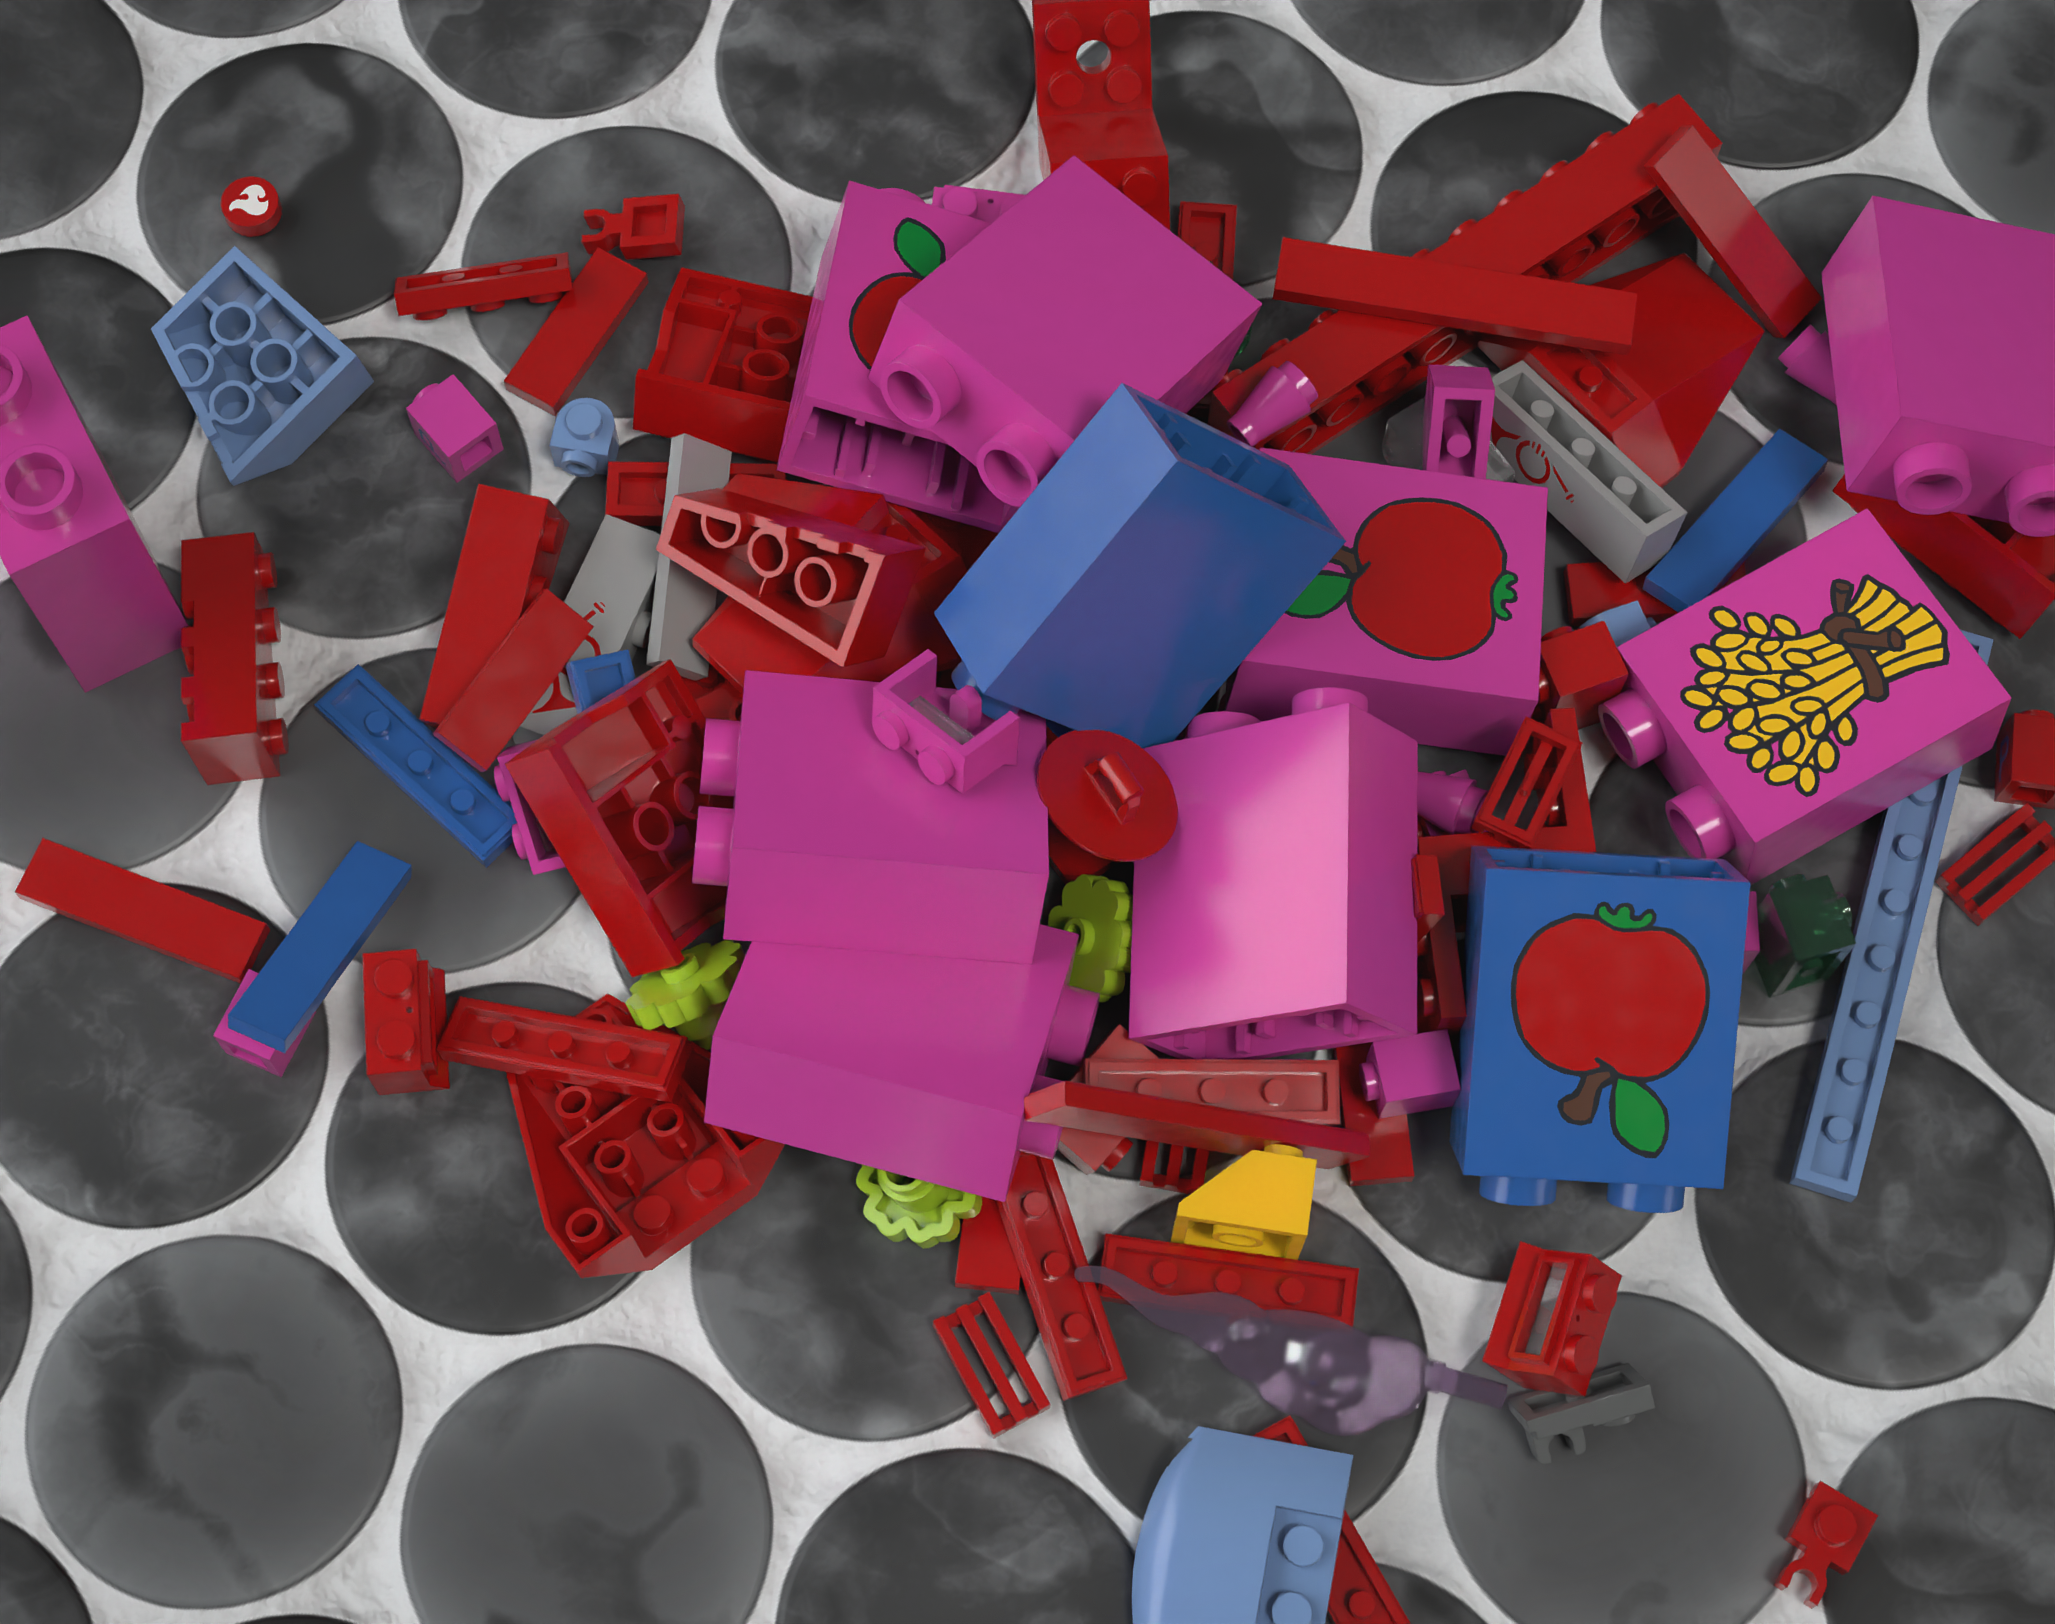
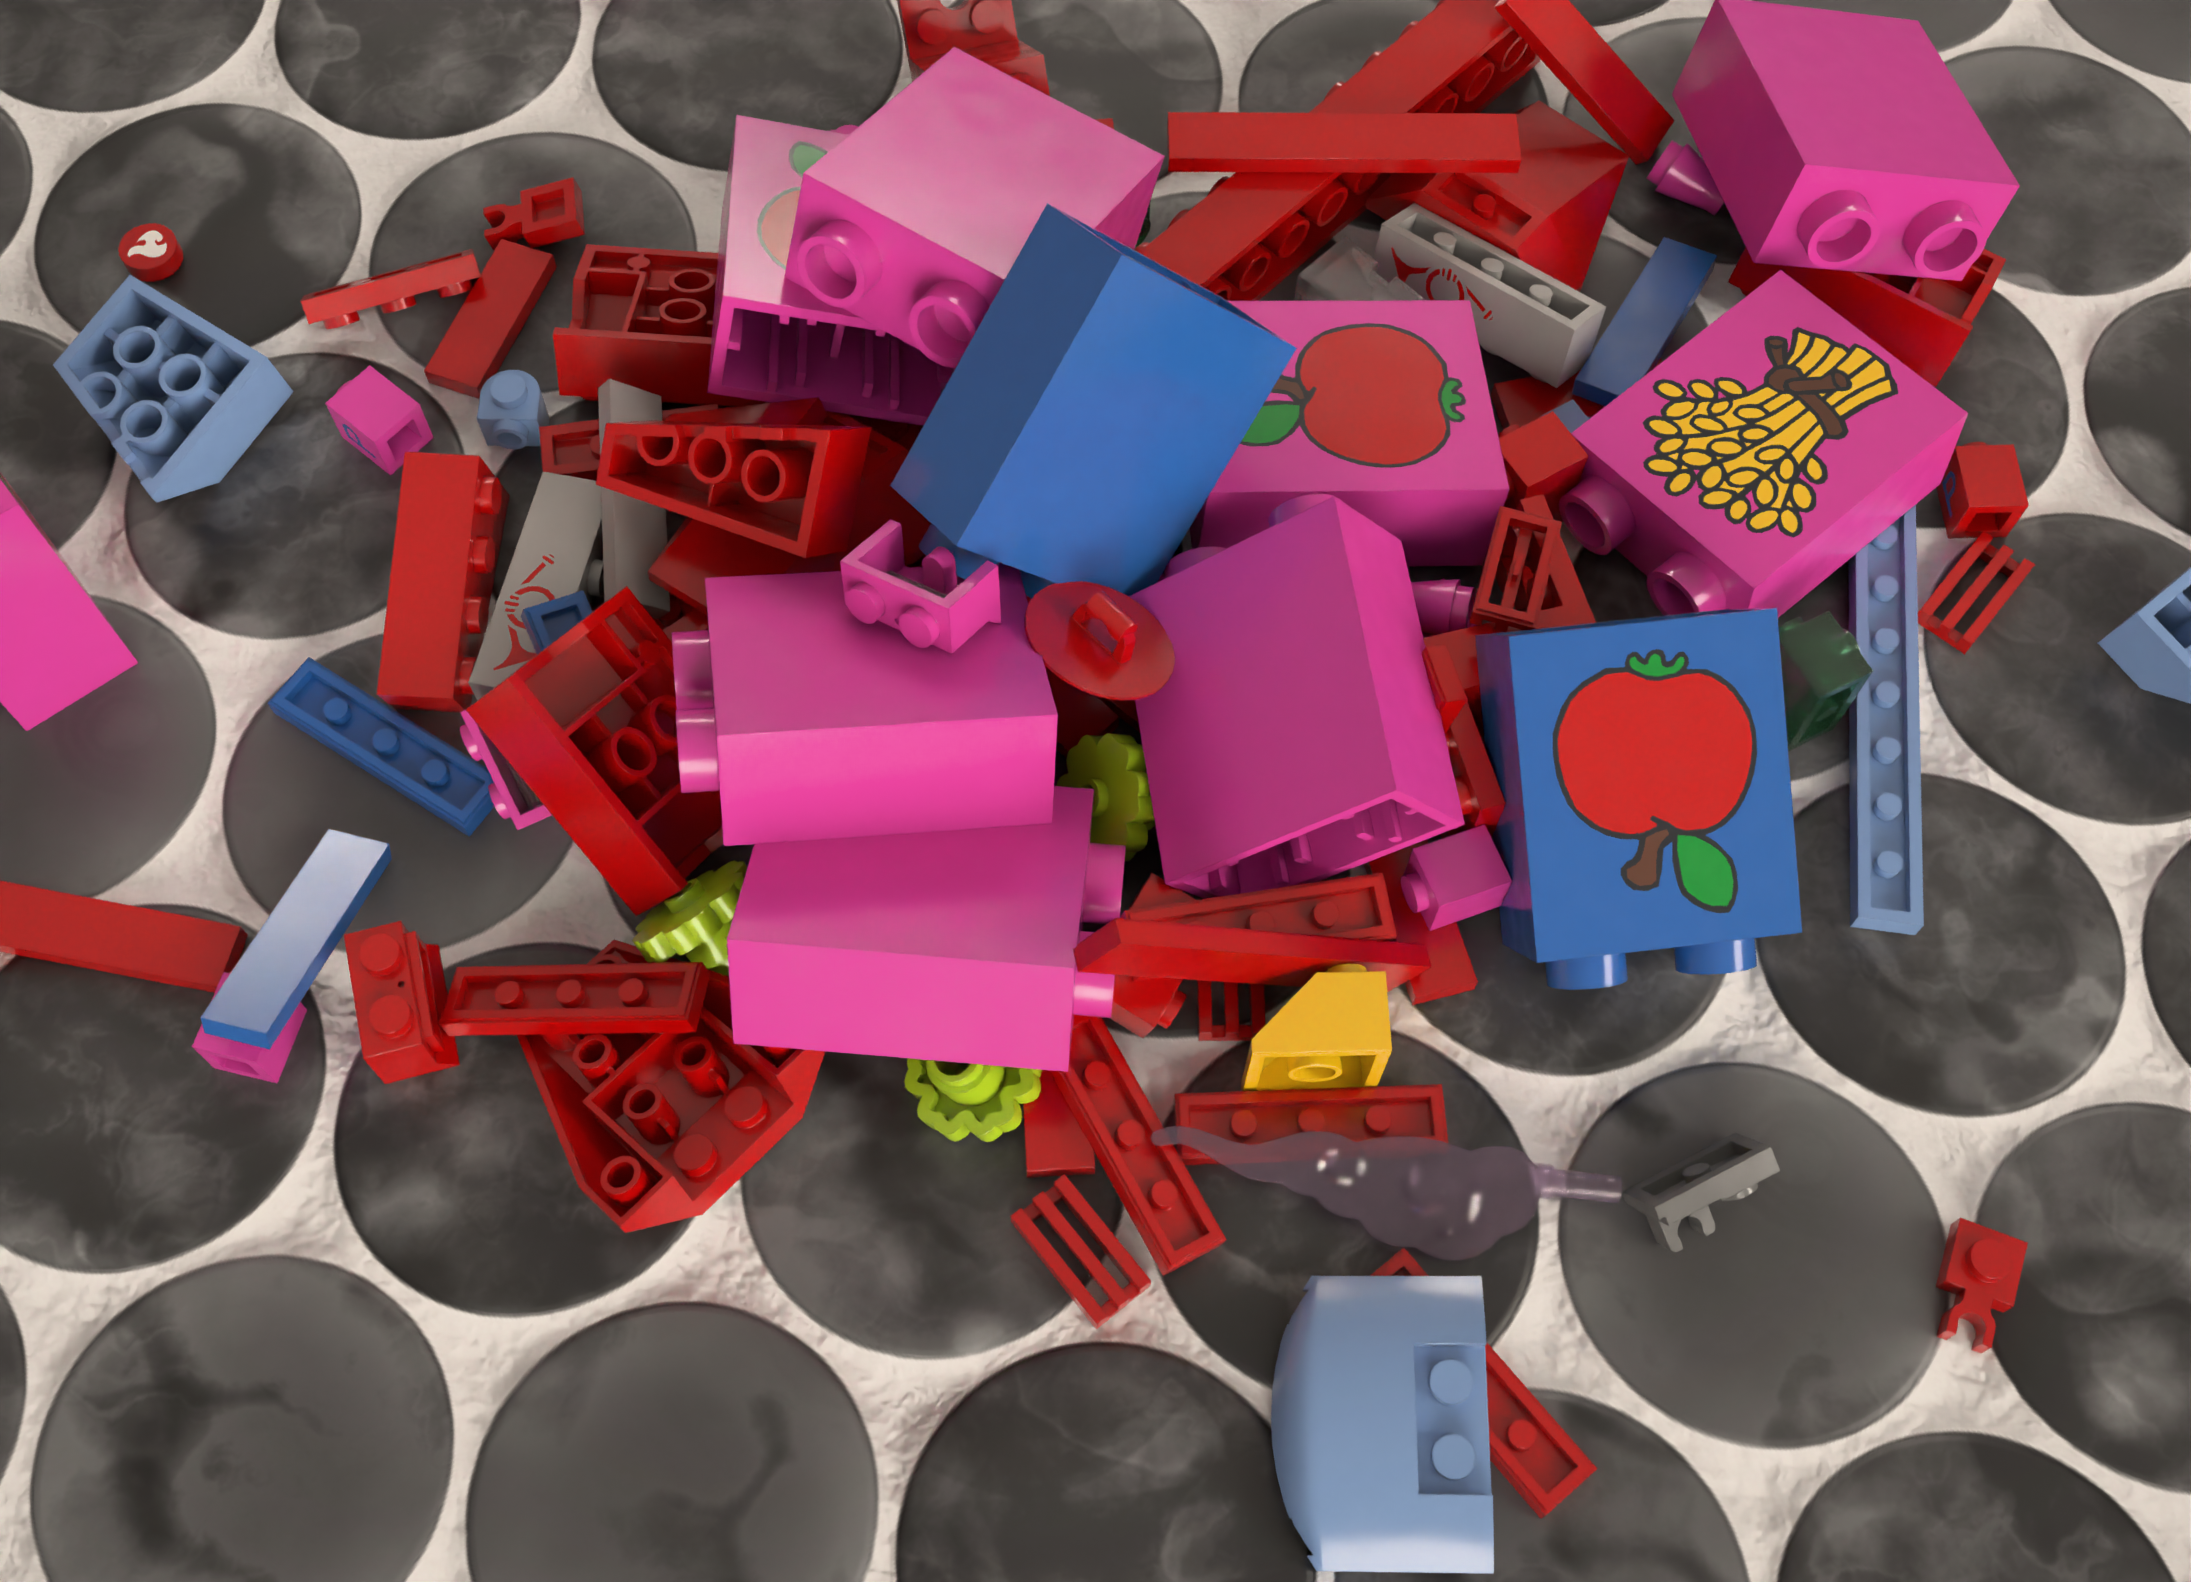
camera: 10 degrees left, 5 degrees down
(229, 653) = (172, 673): red wedge -> none
(513, 680) = (467, 638): red tile -> none
(1275, 402) = (1198, 249): dark pink cone -> none
(1457, 420) = (1367, 254): dark pink slope -> none
(1552, 1319) = (1654, 1100): red window -> none

